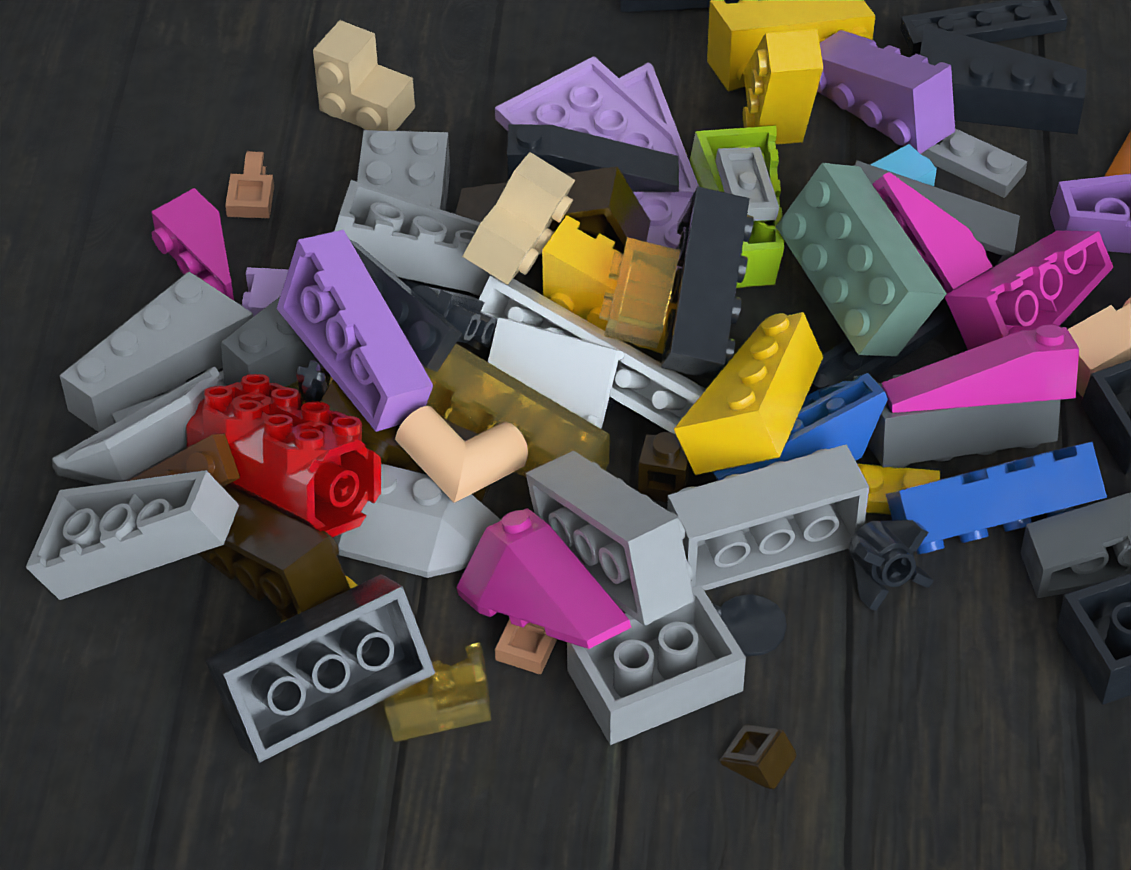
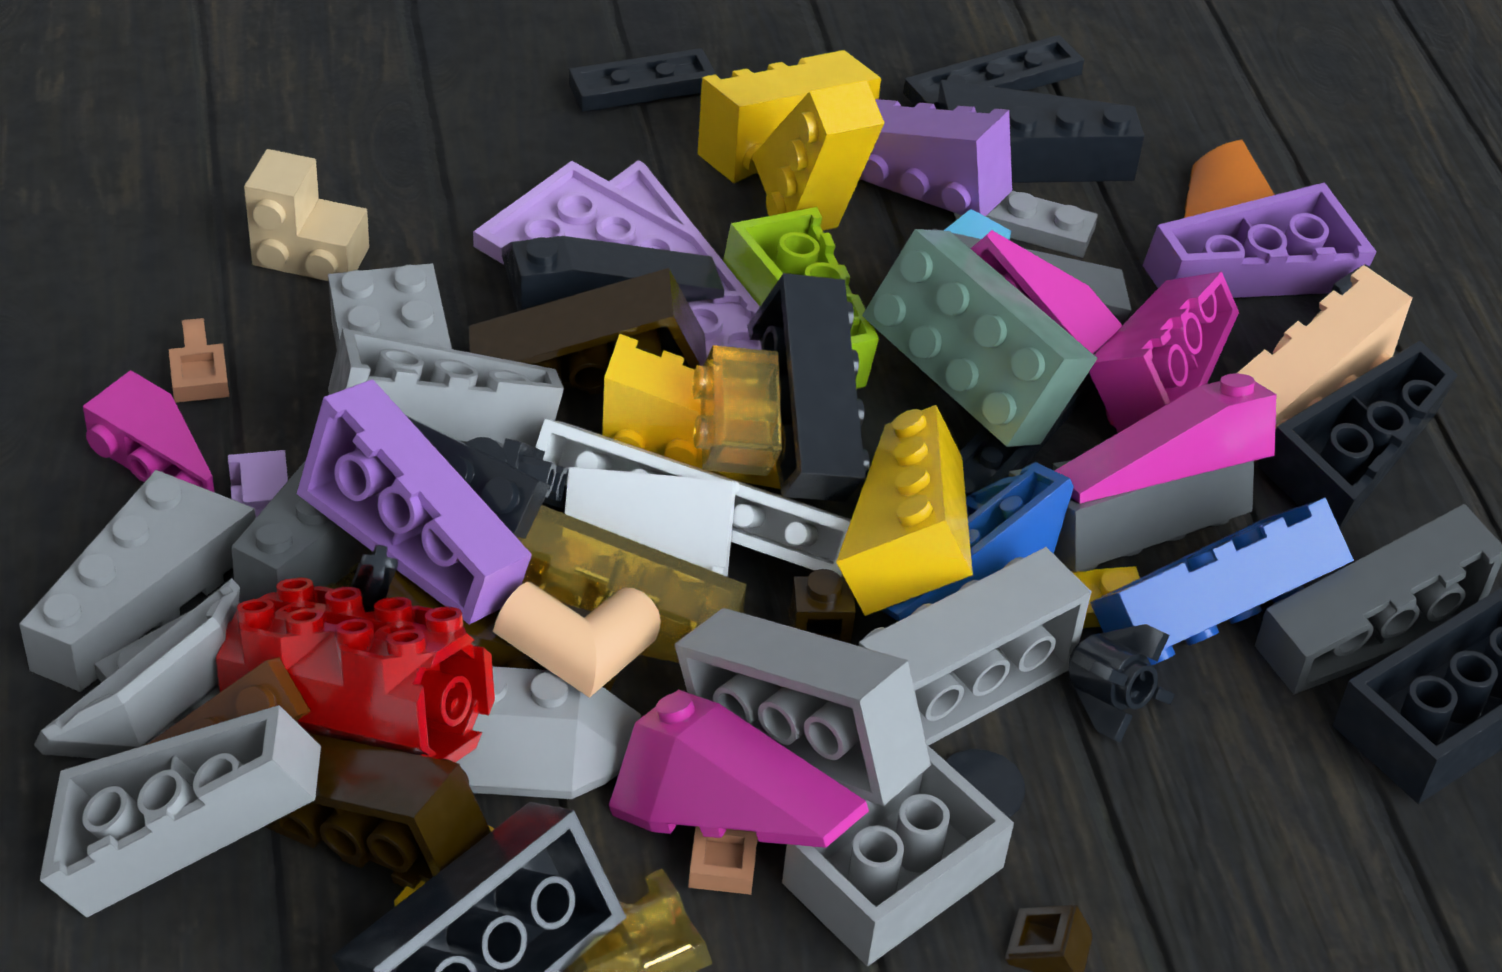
camera: 20 degrees left, 5 degrees down
(520, 220) = (566, 352): tan brick -> none
(746, 175) = (812, 255): light grey plate -> none

